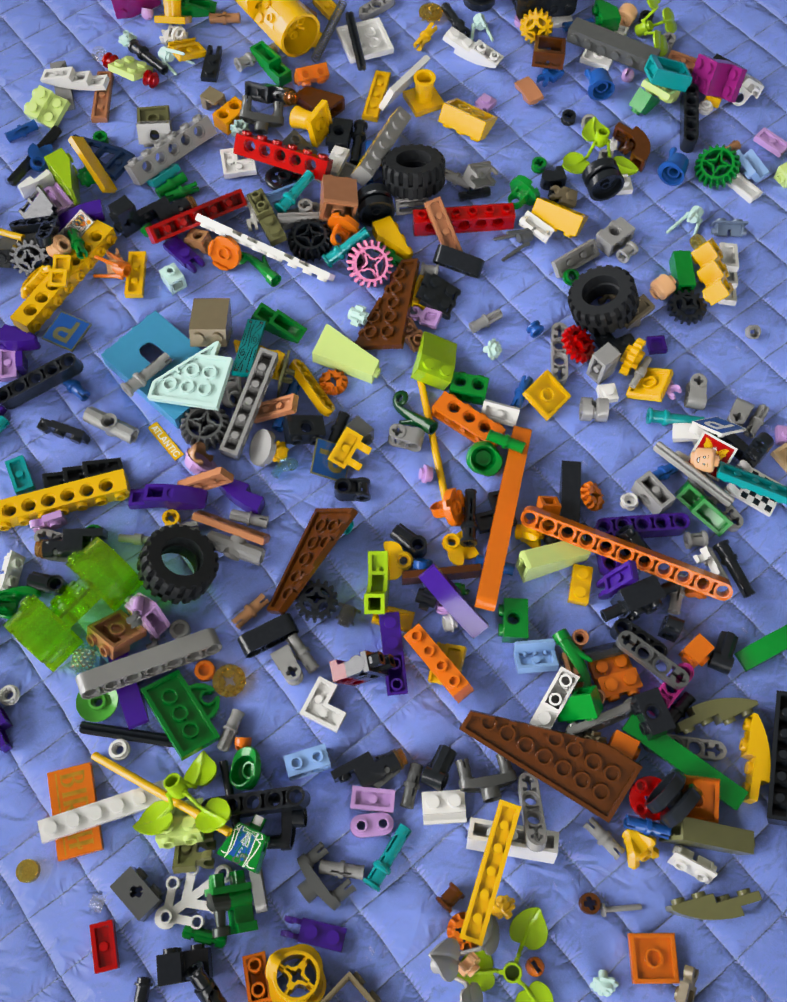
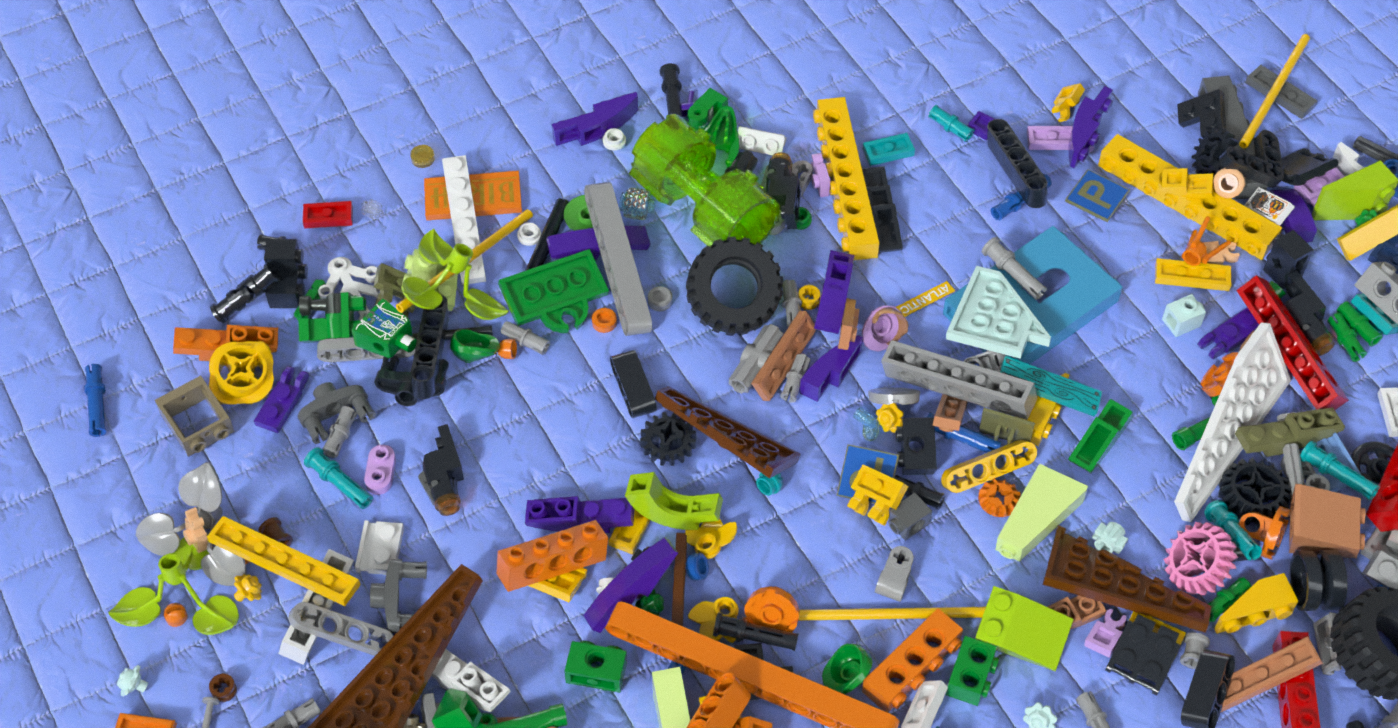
camera: 100 degrees right, 10 degrees down
(21, 362) = (1050, 150): dark purple tile -> none
(34, 280) = (1177, 159): yellow piece -> none
(61, 430) = (945, 191): black hinge -> none
(77, 243) = (1233, 201): green pin -> none
(102, 421) = (949, 237): light grey piece -> none
(114, 634) = (662, 229): nougat plate -> none
(125, 889) = (370, 242): dark grey brick -> none
(136, 539) = (786, 259): light grey bar -> none
(147, 614) = (674, 254): lavender torso -> none
(197, 420) = (926, 327): dark grey gear -> none
(210, 322) = (1092, 344): dark tan slope -> none
(229, 671) = (585, 332): clear yellow gear -> none
(250, 611) = (669, 369): medium nougat pin -> none
(286, 663) = (592, 398): light grey piece -> none
(302, 653) = (602, 418): light grey pin -> none
(307, 762) = (467, 407): light blue brick -> none
(318, 707) = (531, 427): white plate -> none
(346, 615) = (638, 465): clear smoke brick -> none
(353, 490) = (821, 501): black piece -> none
(361, 668) = (562, 463): black hips -> none
(372, 799) = (406, 471): lavender plate -> none
(408, 540) = (734, 556): black piece -> none
(411, 785) = (398, 510): dark grey pin -> none
(426, 424) = (911, 600): dark green plant -> none
(426, 474) = (834, 592): lavender plate -> none
(437, 773) = (419, 540): black piece -> none
(506, 441) = (864, 692): green pin -> none
(535, 656) = (539, 682): light blue bracket -> none

